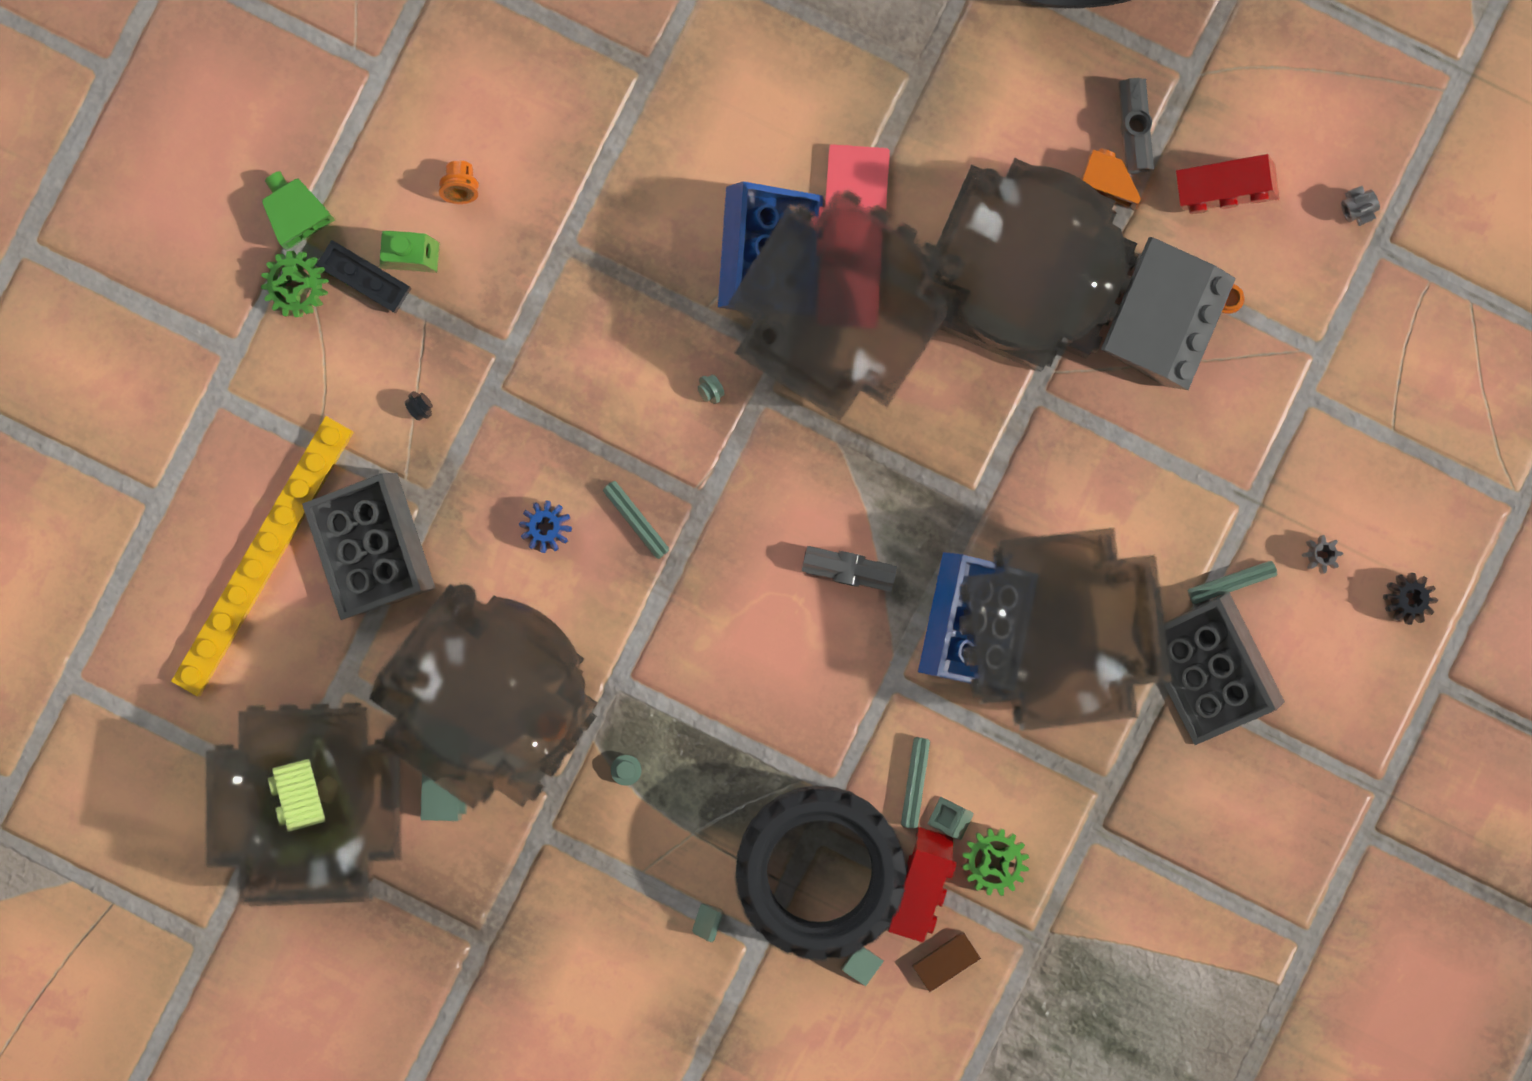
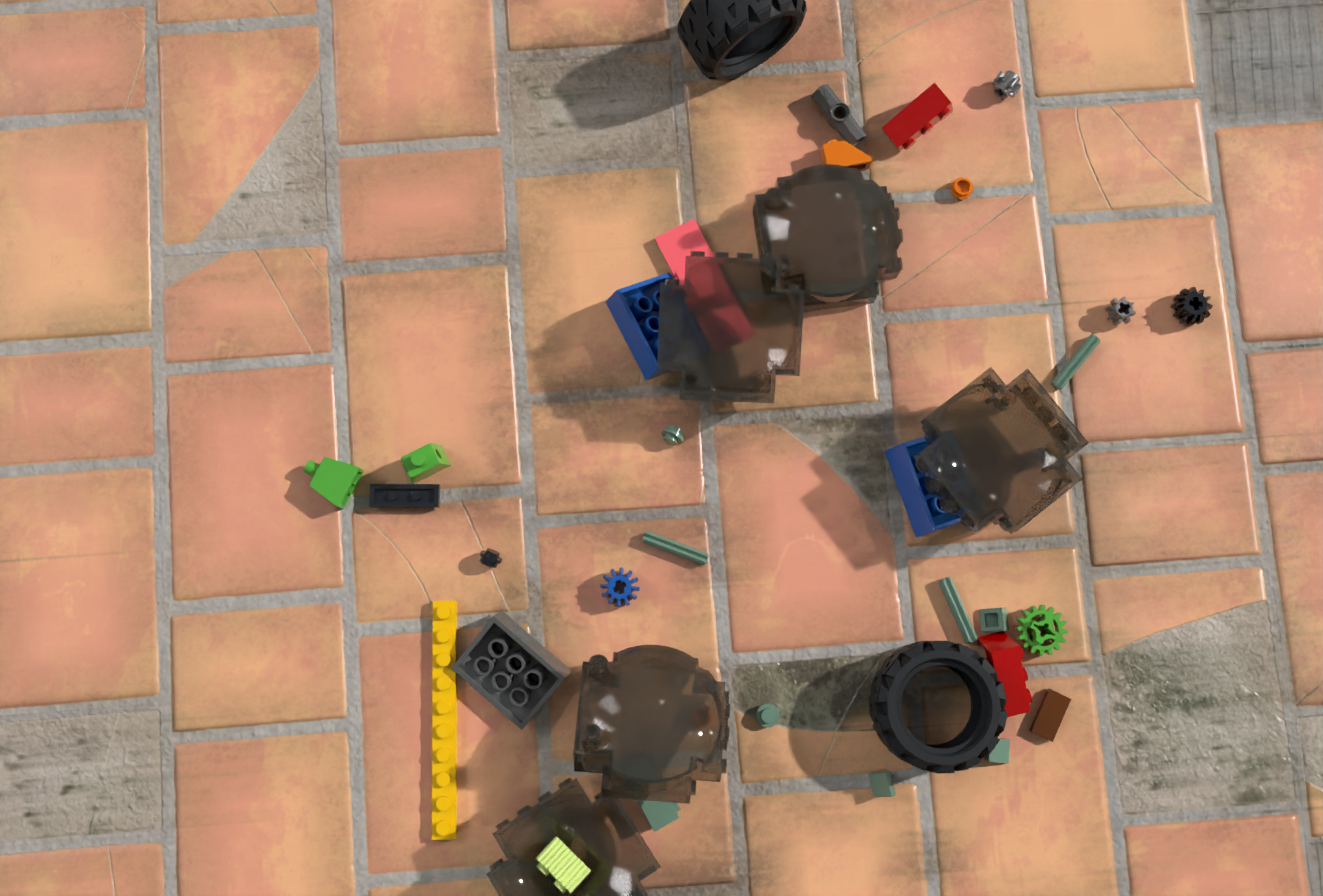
camera: 30 degrees left, 5 degrees down
(292, 270) = (368, 535): bright green gear -> none
(458, 184) = (432, 400): orange piece -> none
(849, 568) = (831, 497): dark grey piece -> none
(1168, 314) = (934, 218): dark grey slope -> none
(1217, 670) = (1107, 421): dark grey slope -> none

